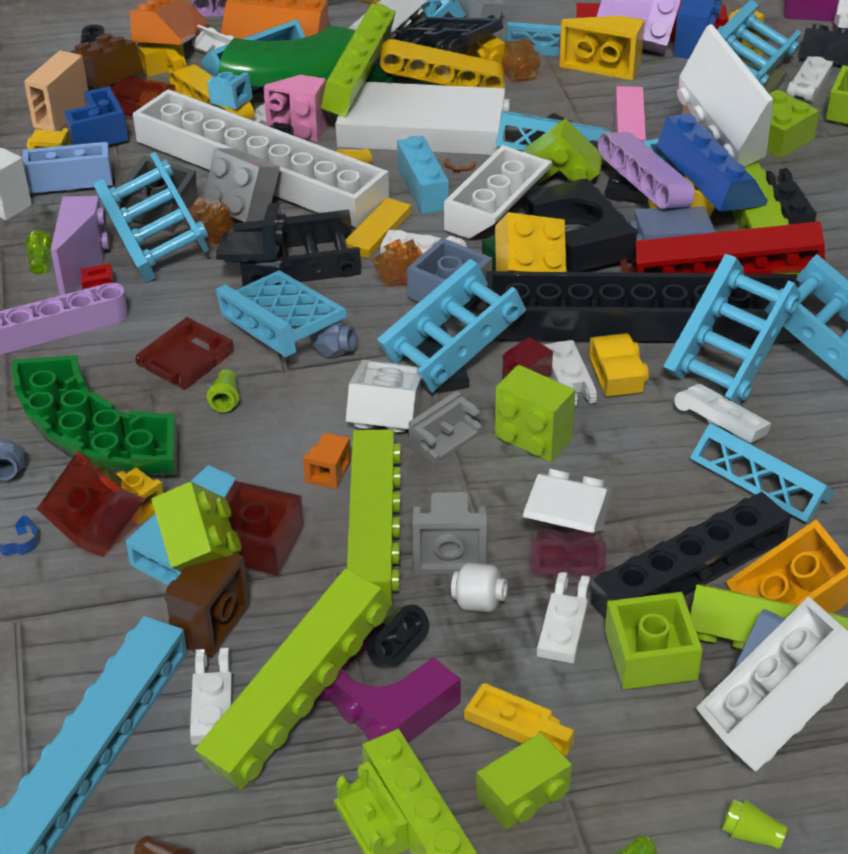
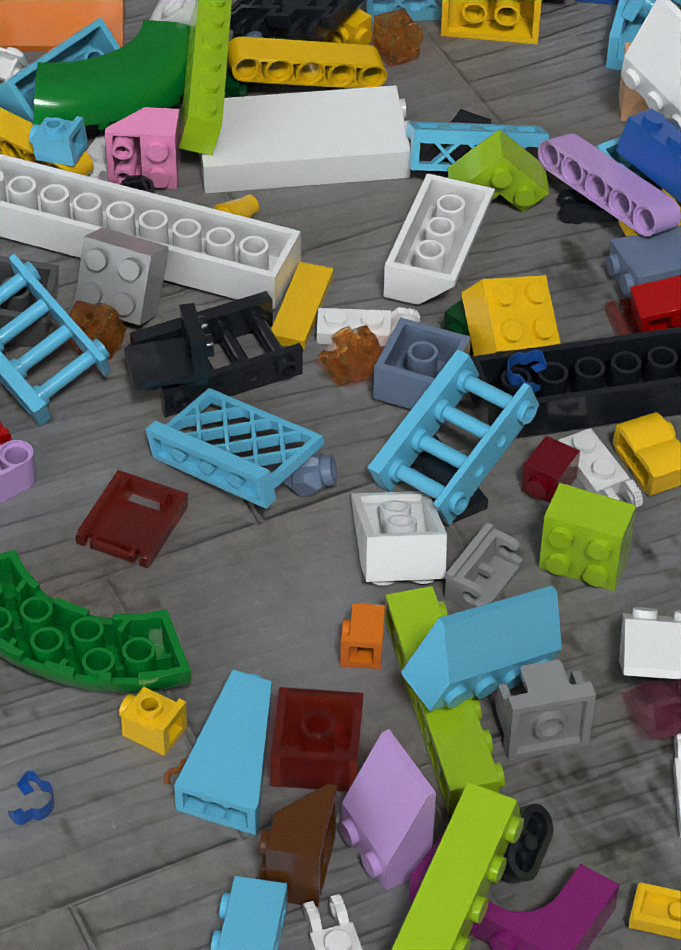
camera: 15 degrees left, 5 degrees up
(90, 504) = (114, 746): clear red brick -> none
(195, 525) = (273, 761): lime brick -> none
(223, 392) = (203, 565): lime cone -> none
(282, 586) = (389, 813): none -> lavender slope
(403, 471) = (484, 647): none -> medium azure slope
(422, 174) = (334, 223): medium azure brick -> none
(464, 168) = (363, 205): dark orange piece -> none
(478, 587) = (593, 767): white head -> none
(527, 277) = (525, 358): none -> blue piece
(579, 201) = (542, 237): black arch -> none
(630, 111) = (557, 101): bright pink brick -> none

